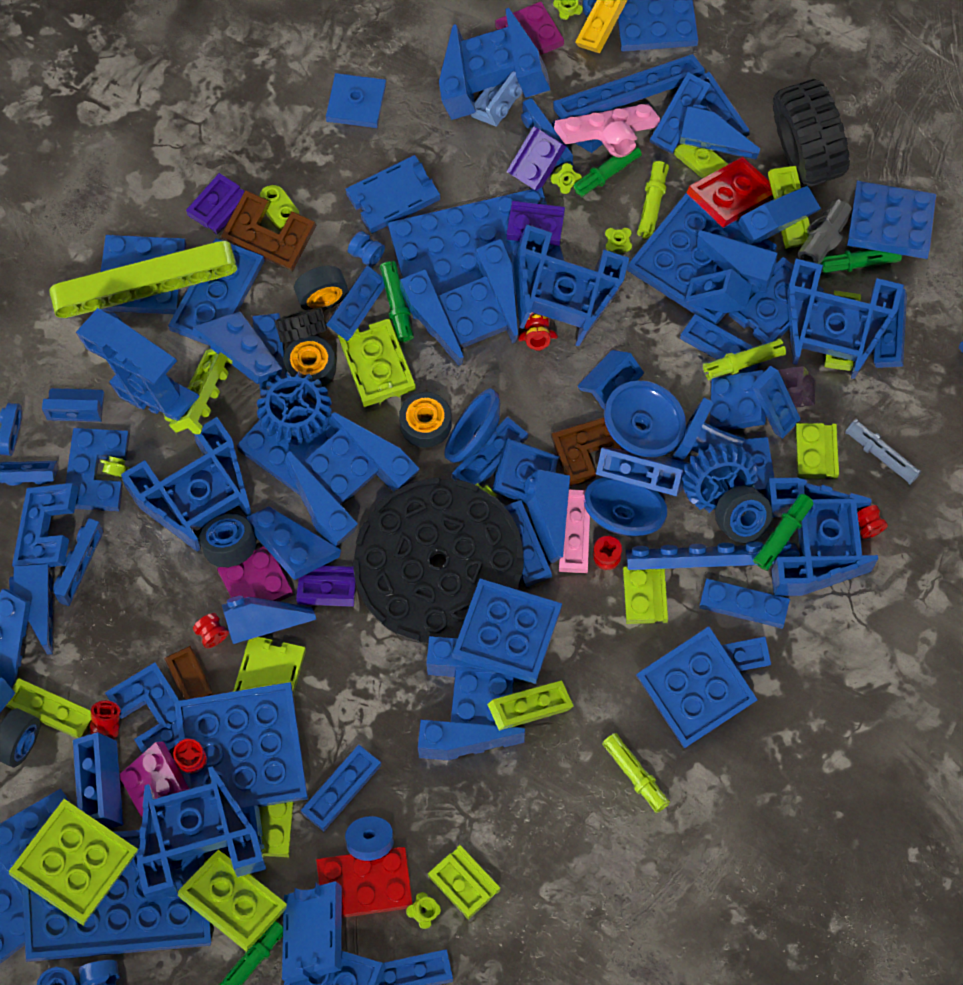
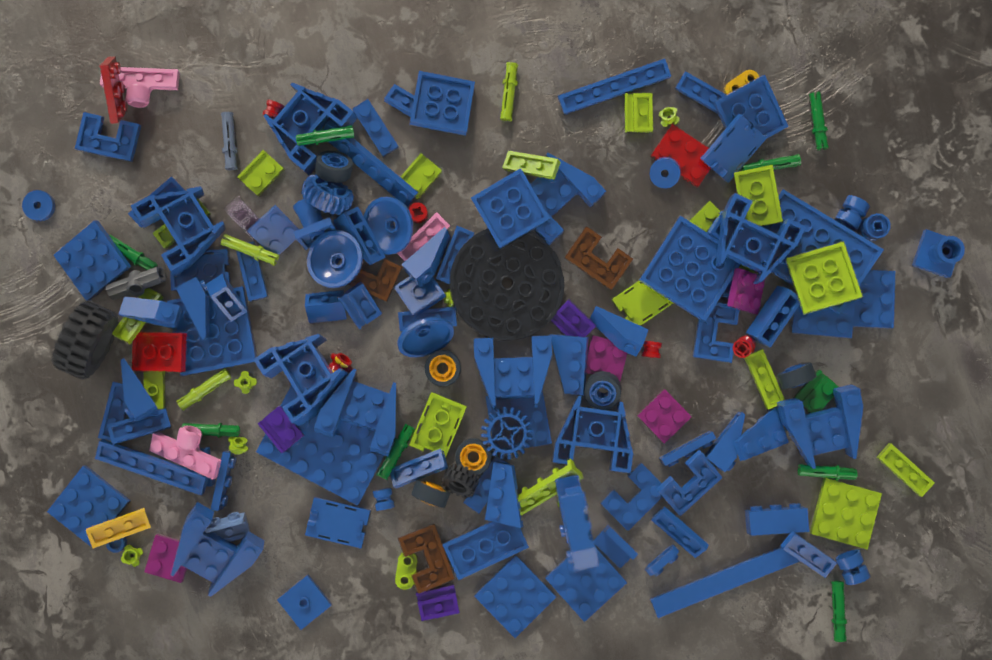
camera: 140 degrees left, 20 degrees up
(63, 358) = (586, 588): none -> blue plate
(114, 466) = (625, 487): lime plate -> none
(134, 577) = (664, 416): none -> magenta plate
(143, 279) = (521, 586): lime beam -> none
(186, 752) = (726, 283): red wheel -> none
(188, 674) = (681, 336): reddish brown tile -> none
(341, 788) = (656, 210): blue plate -> none
(375, 662) = (603, 272): none -> reddish brown plate
(519, 888) = (614, 86): none -> blue plate
(536, 158) = (243, 469): plate -> none
(574, 404) = (359, 305): none -> blue plate
(761, 454) = (293, 193): blue plate -> none
(776, 402) = (259, 207): blue plate -> none

